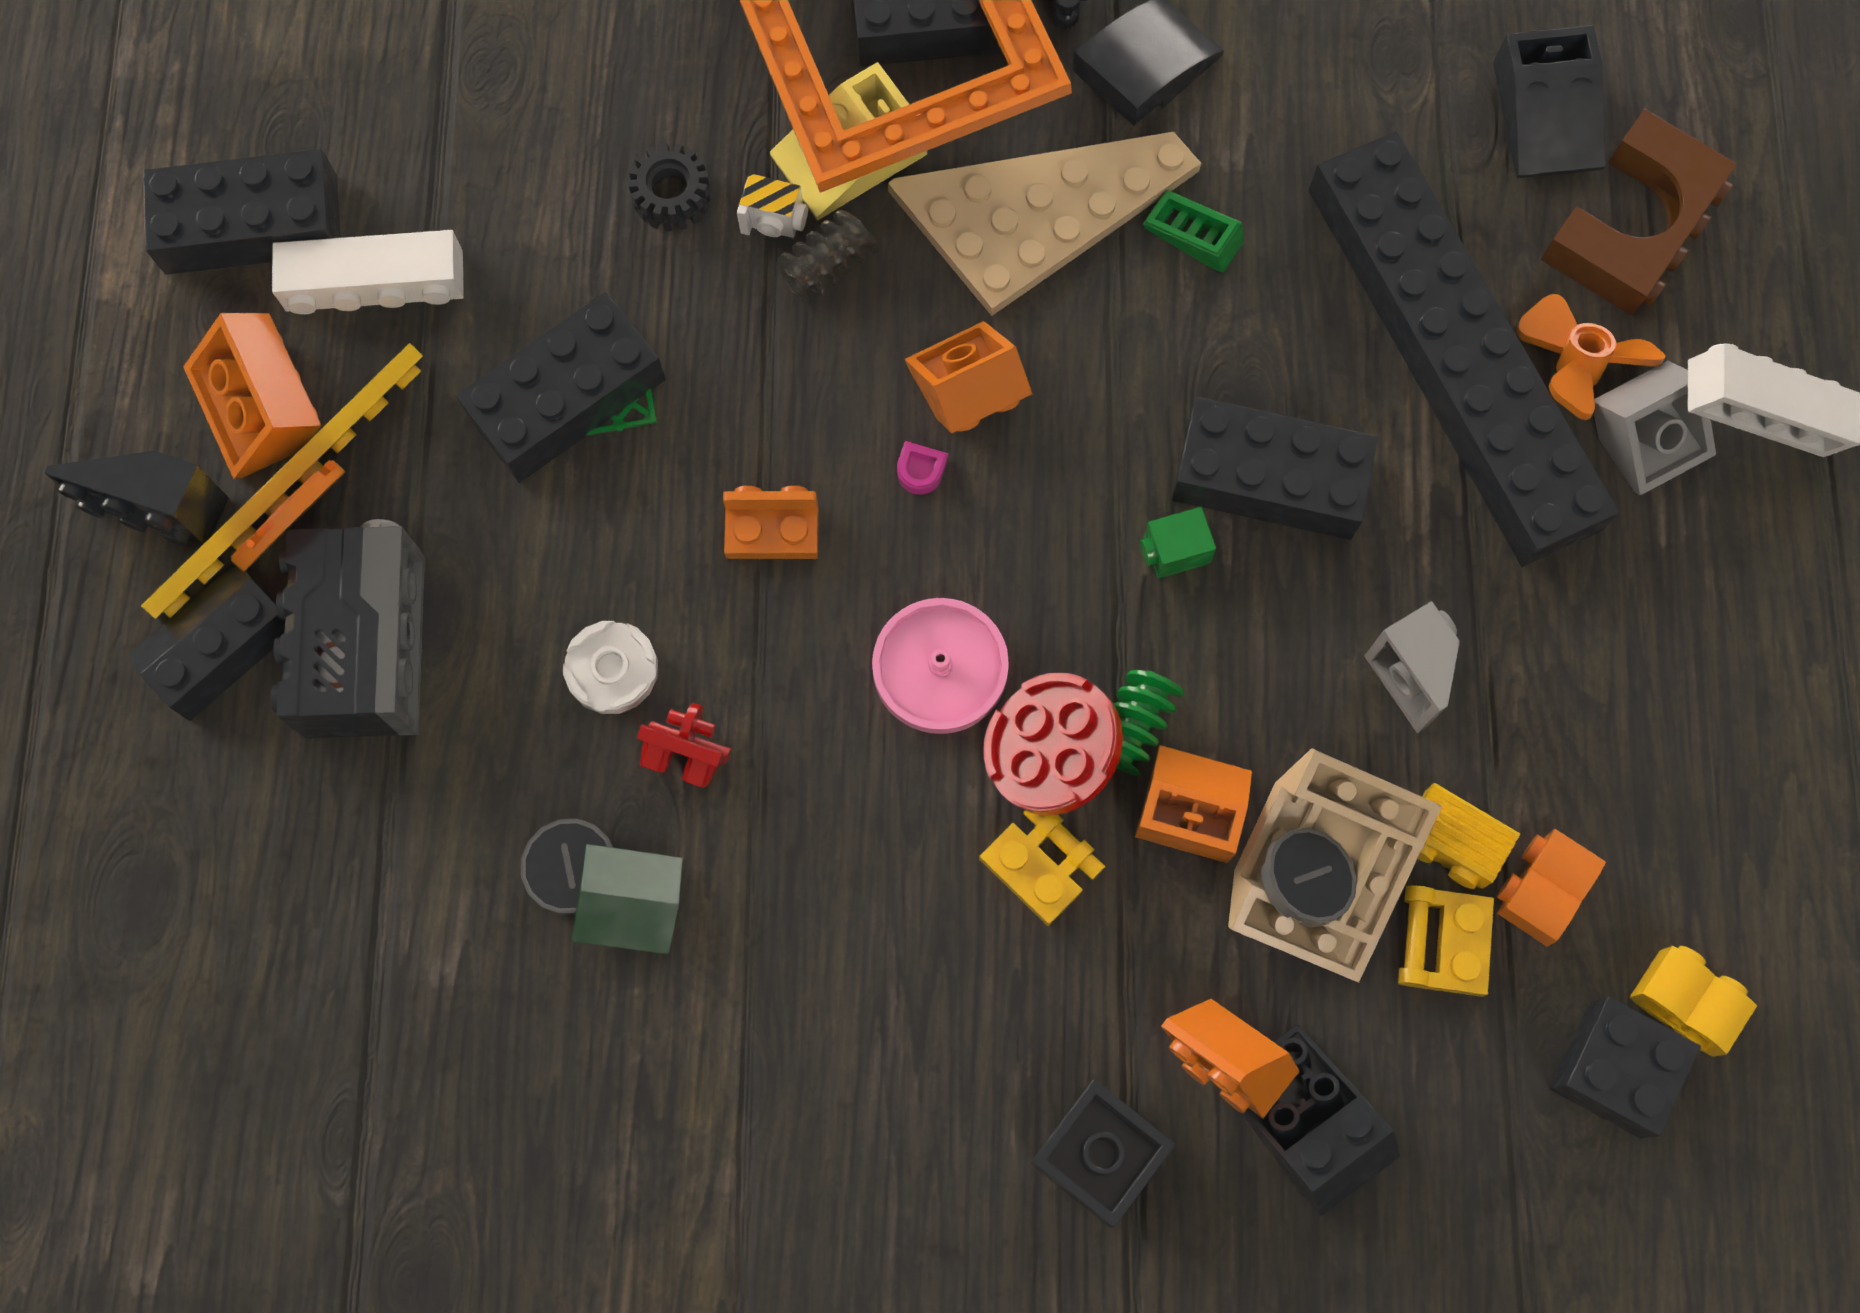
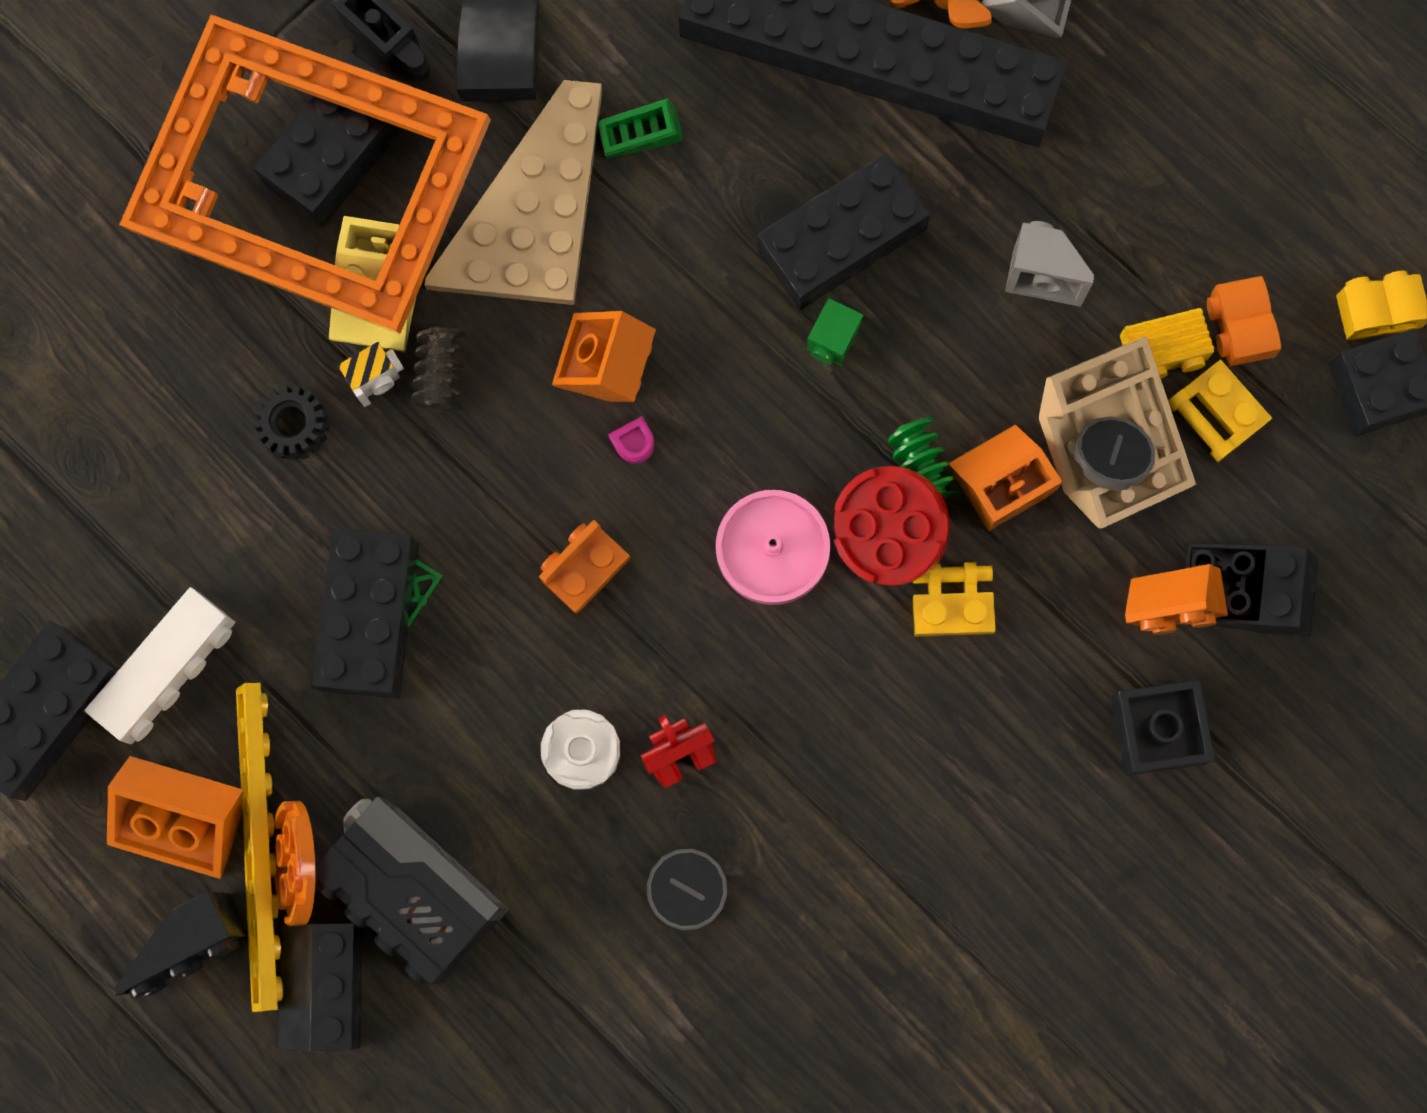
camera: 40 degrees left, 5 degrees up
(627, 899) = (743, 871): dark green slope -> none

